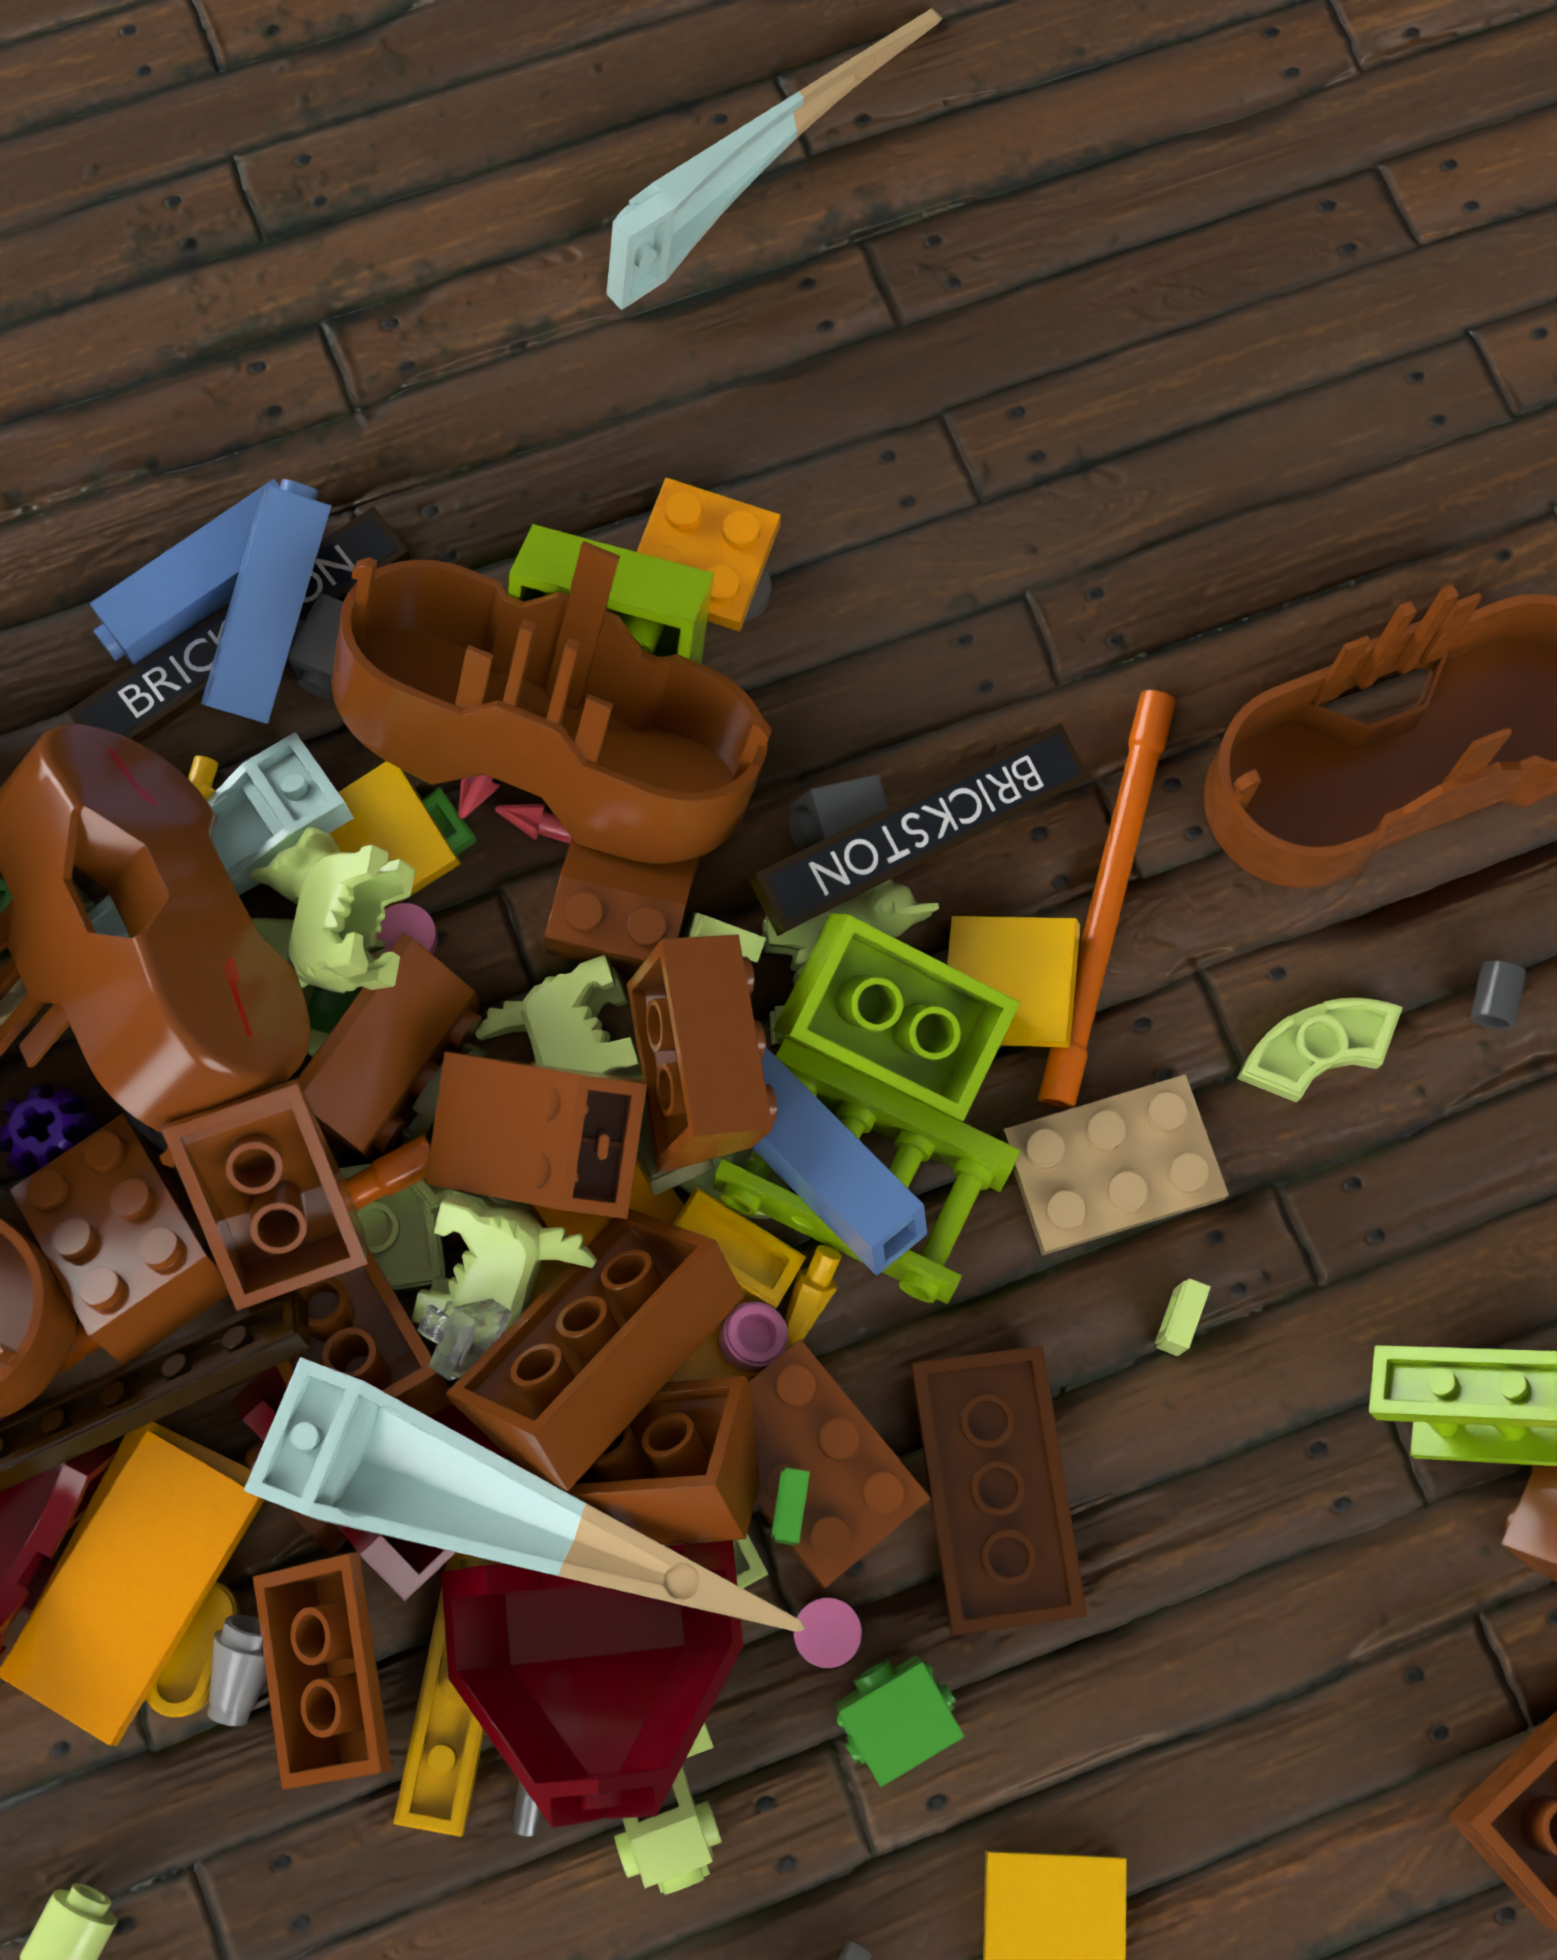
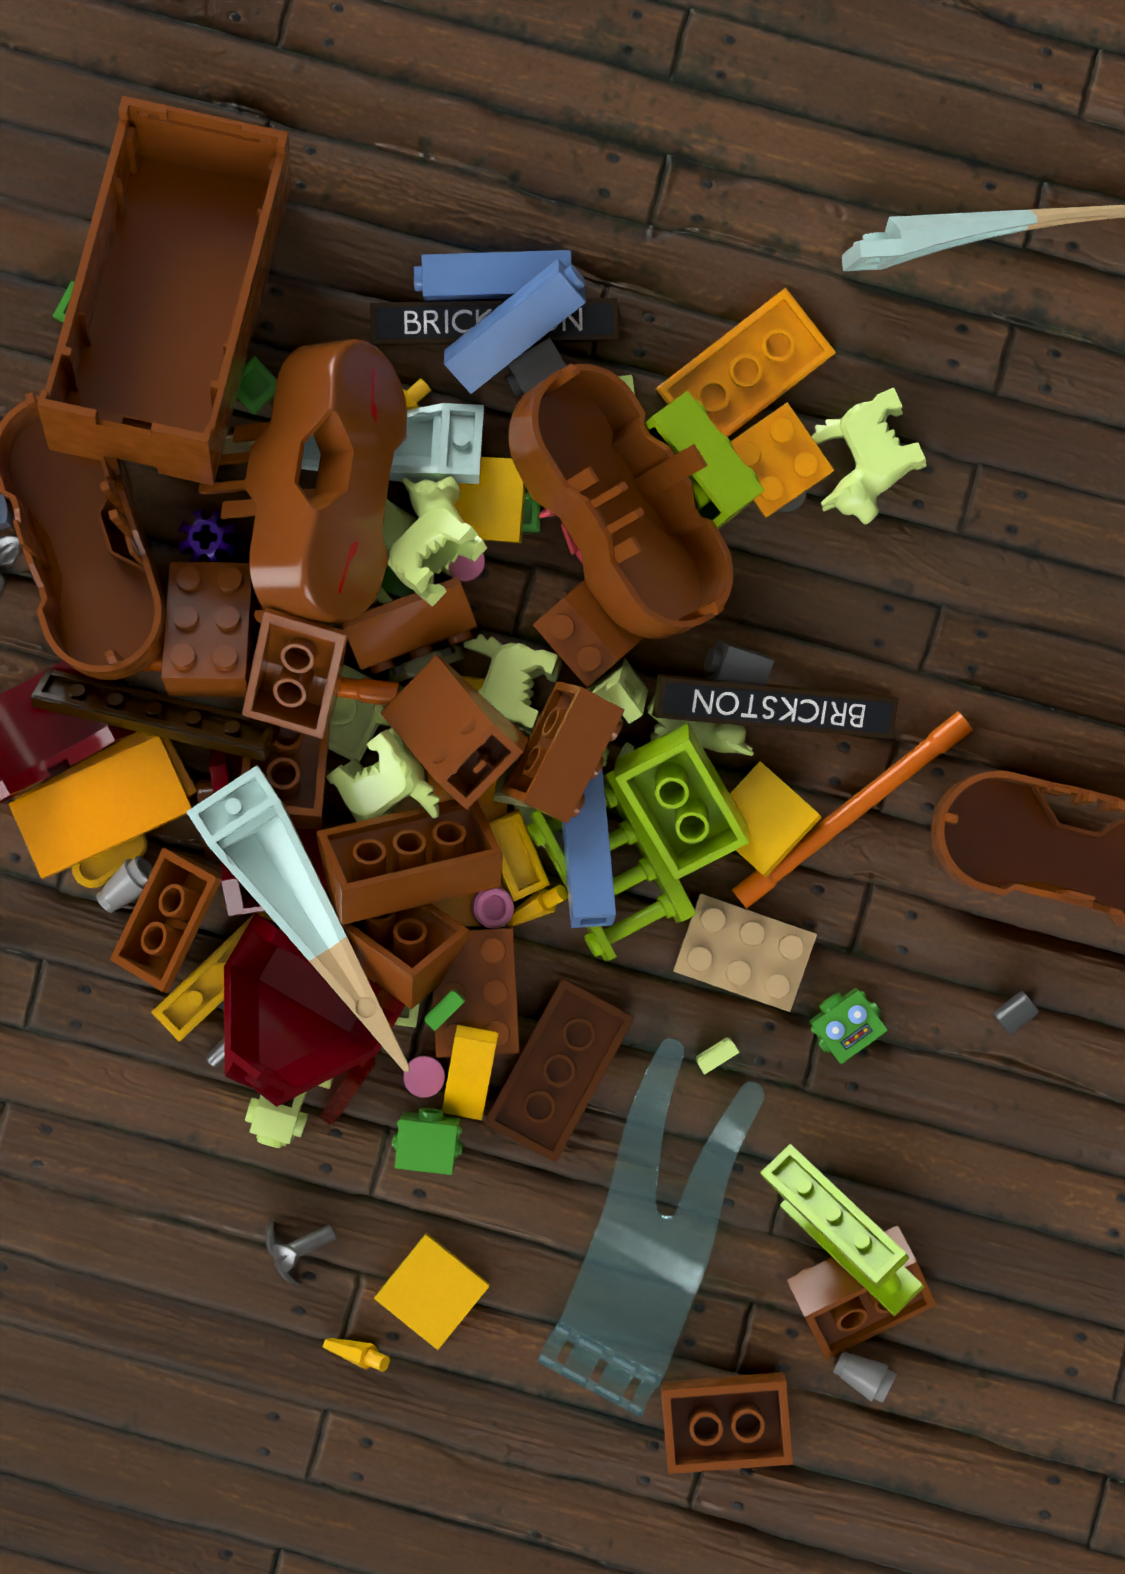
camera: 45 degrees right, 15 degrees up
(462, 1333) = (345, 806): clear tile -> none
(596, 462) = (752, 364): none -> light orange tile
(738, 1730) = (346, 1091): none -> clear red tile
(813, 468) = (876, 453): none -> yellowish green animal
(885, 1573) = (469, 1072): none -> yellow tile
(1295, 1664) = (643, 1263): none -> clear light blue flag
(1312, 1157) = (847, 1024): none -> bright green head
(1318, 1040) = (903, 966): yellowish green tile -> none

